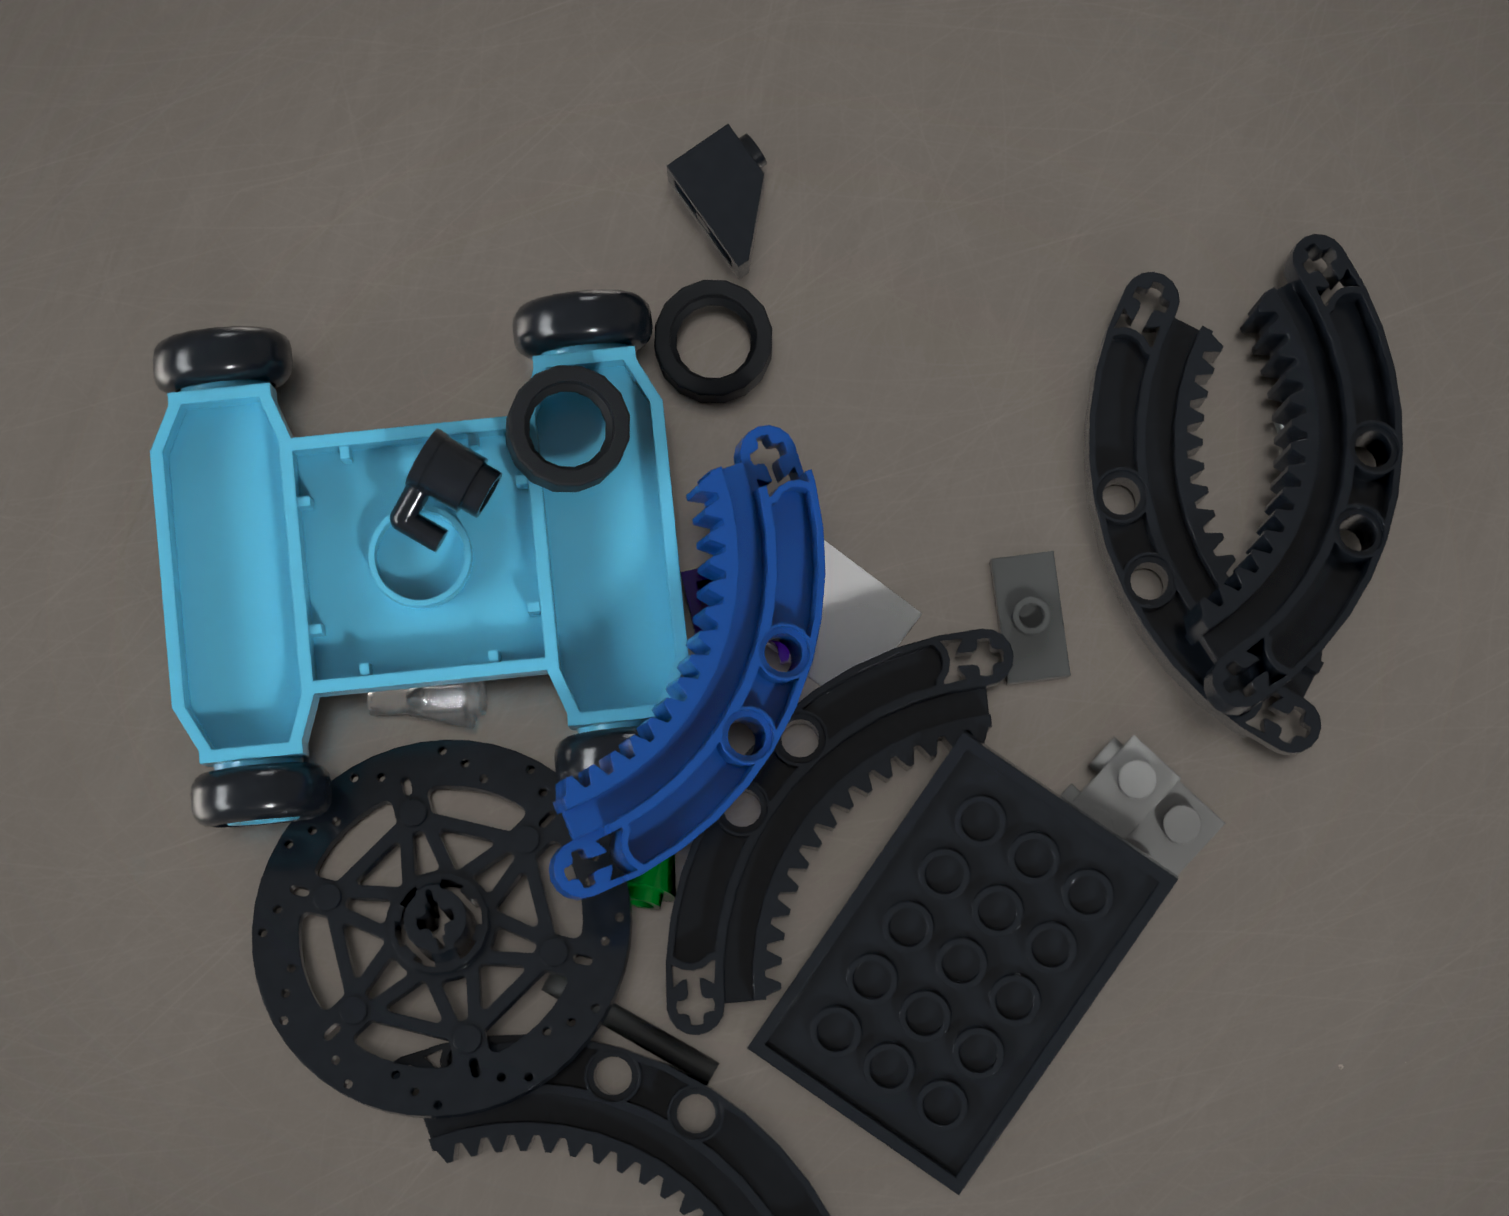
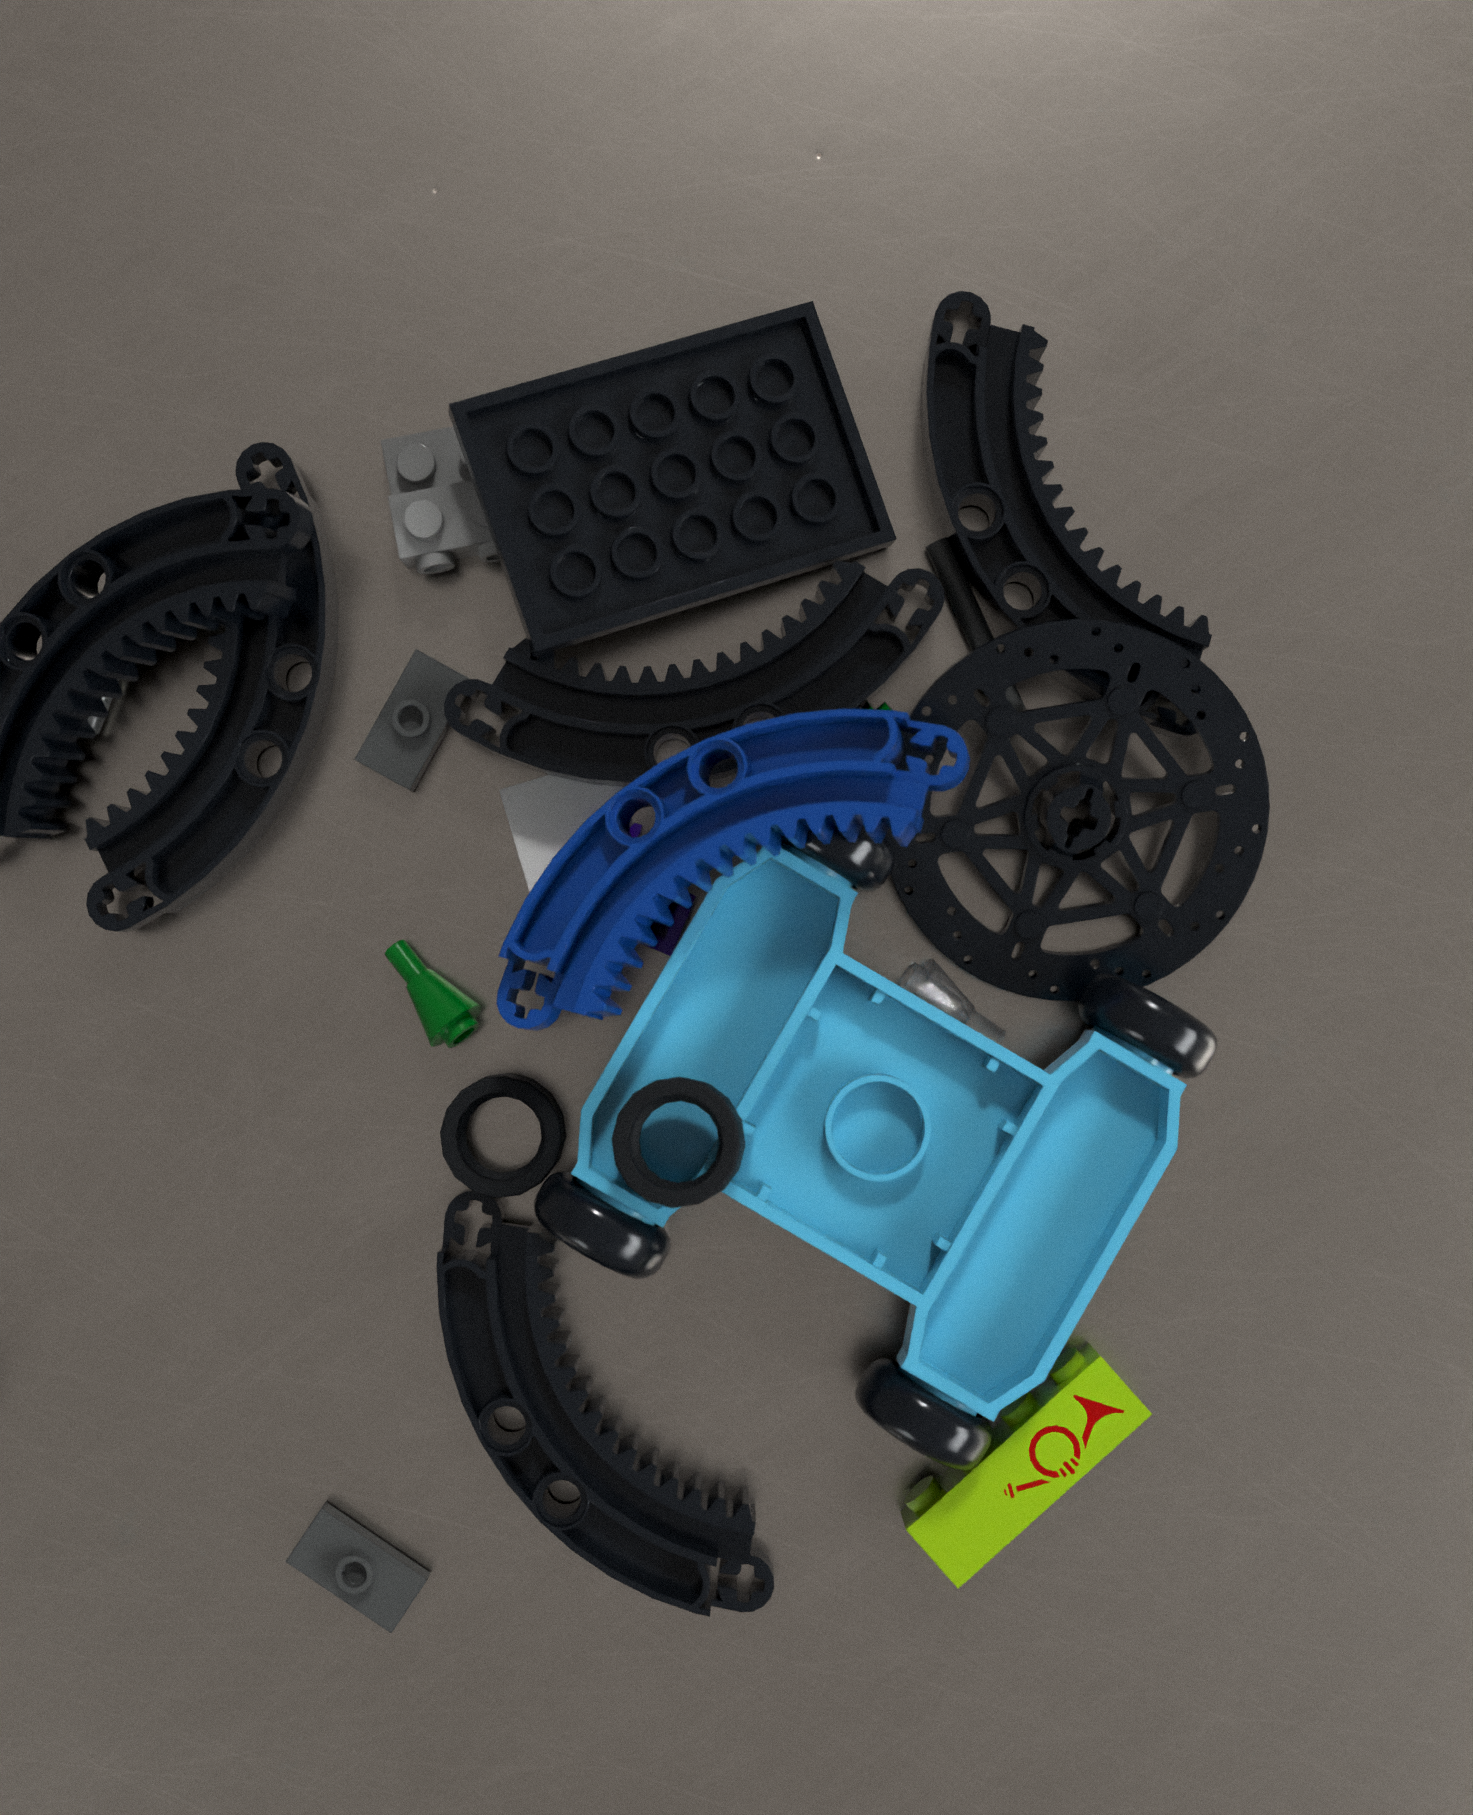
camera: 145 degrees left, 5 degrees up
(112, 383) = (1032, 1460): none -> lime brick
(397, 121) = (630, 1515): none -> black gear
(448, 475) = (808, 1175): black piece -> none
(724, 192) = (399, 1255): black slope -> none
(839, 406) = (442, 1008): none -> green cone

